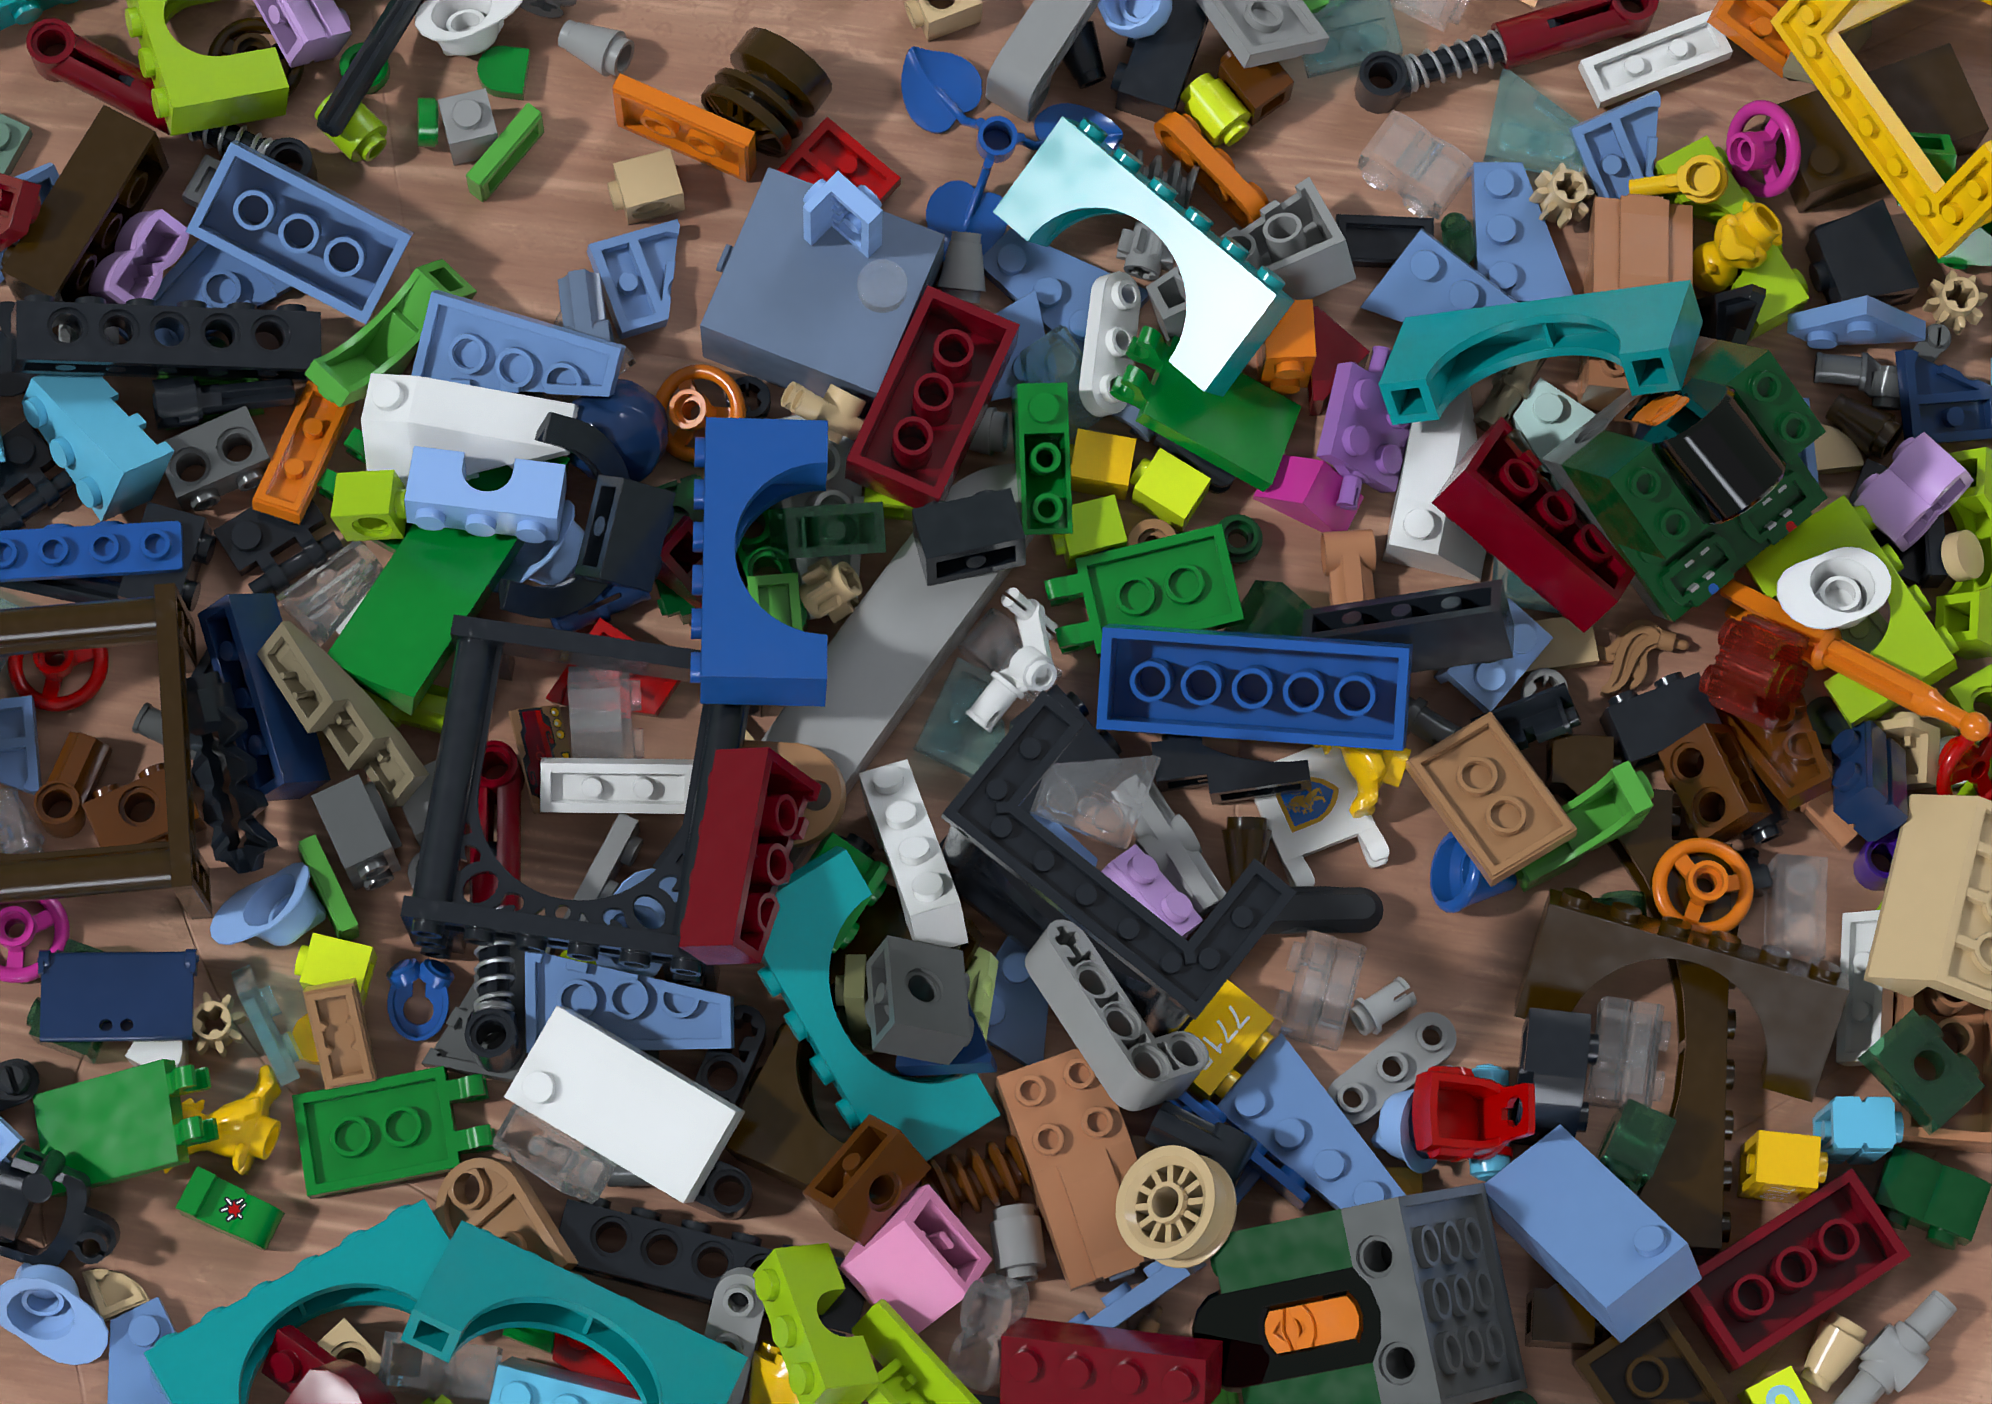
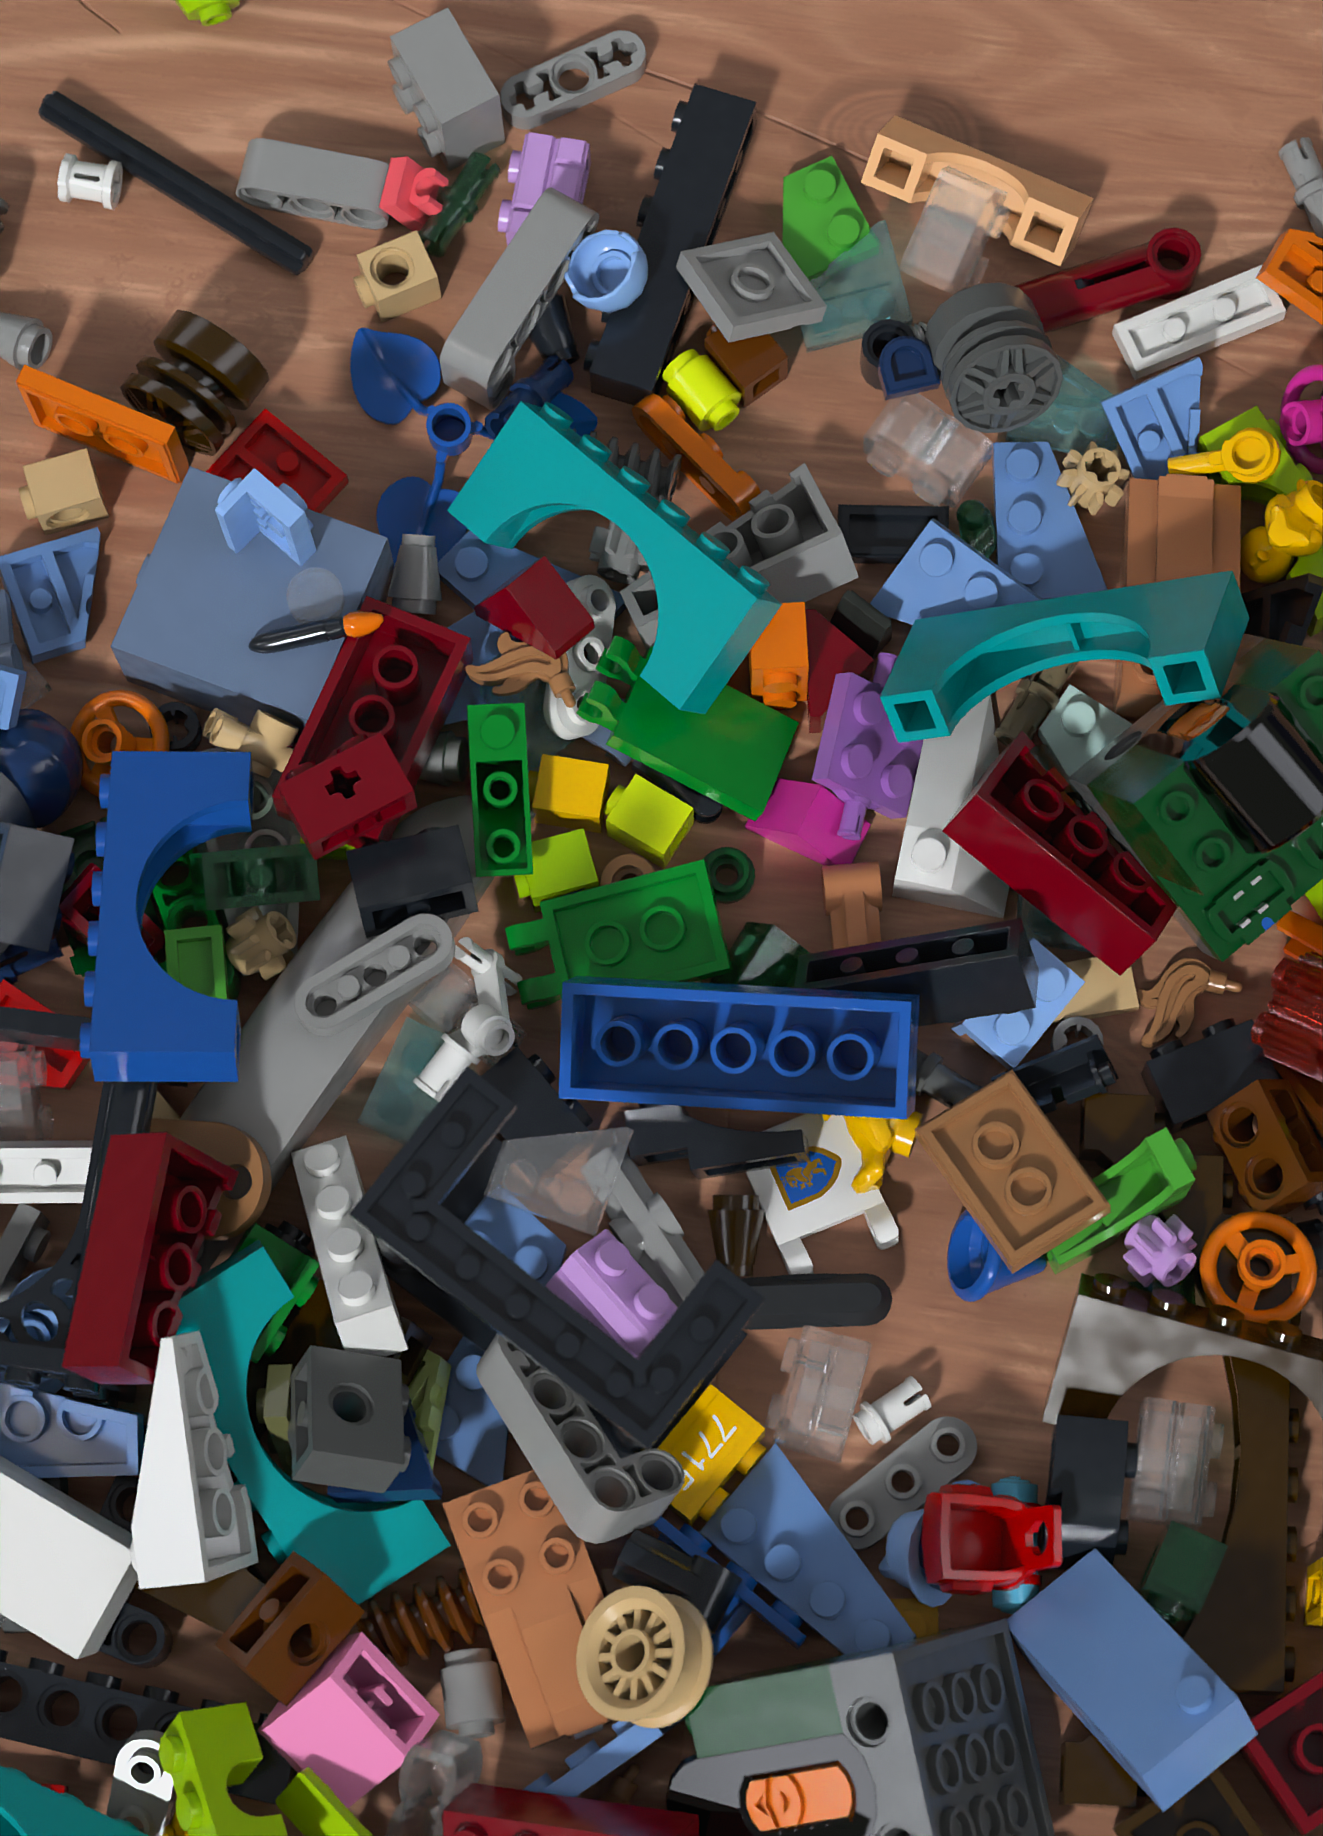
camera: 10 degrees right, 0 degrees up
(780, 1079) = (187, 1510): none -> white wedge
(902, 481) = (329, 819): none -> dark red brick
(917, 310) = (352, 624): none -> black piece
(950, 599) = (391, 953): none -> light grey plate
(1064, 348) = (522, 666): none -> medium nougat piece
(1071, 104) = (536, 389): none -> dark blue pin
(1076, 300) = (538, 610): none -> dark red slope
(1358, 319) = (862, 623): none -> pearl dark grey slope
(1399, 94) = (906, 368): none -> dark blue tile
(1476, 87) = (993, 357): none -> dark grey wheel
(1618, 869) = (1159, 1250): none -> lavender gear

